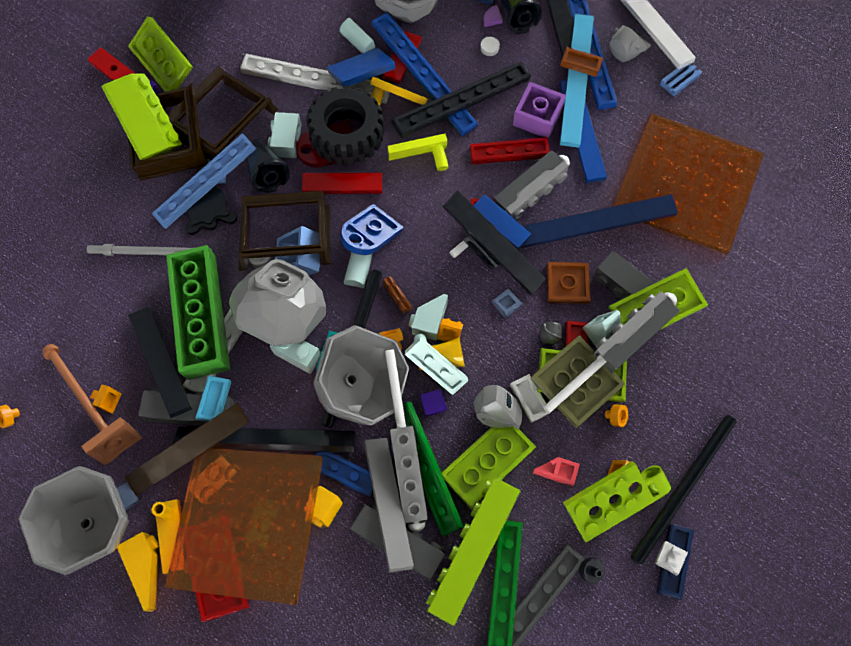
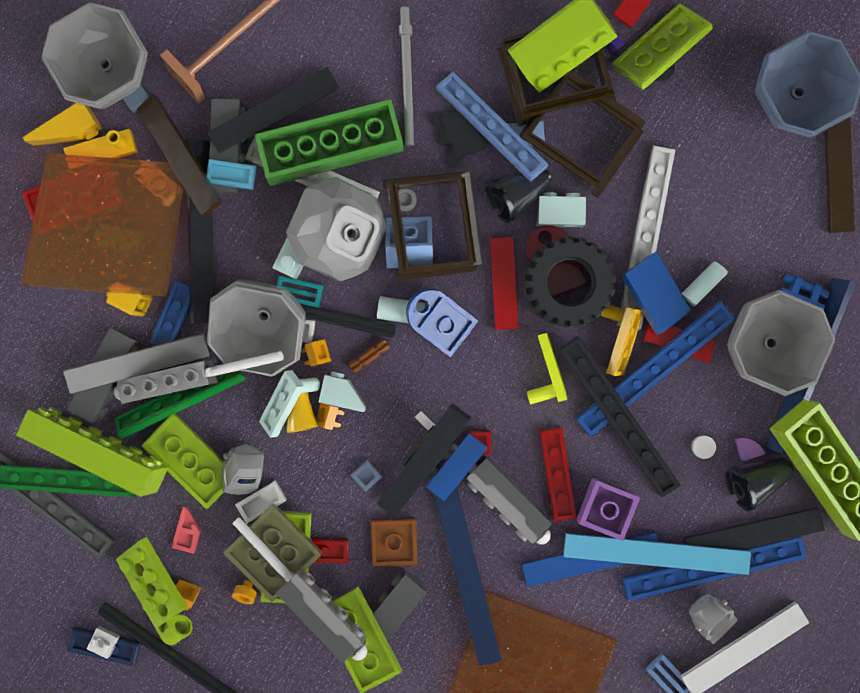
camera: 85 degrees right, 20 degrees up
(106, 398) = (232, 60): light orange tile -> none
(433, 403) = (250, 401): dark purple tile -> none
(550, 333) = (331, 523): dark grey piece -> none
(581, 61) = (677, 559): dark orange tile -> none
(592, 570) = (89, 565): black tile -> none
(602, 326) = (335, 579): light aqua slope -> none

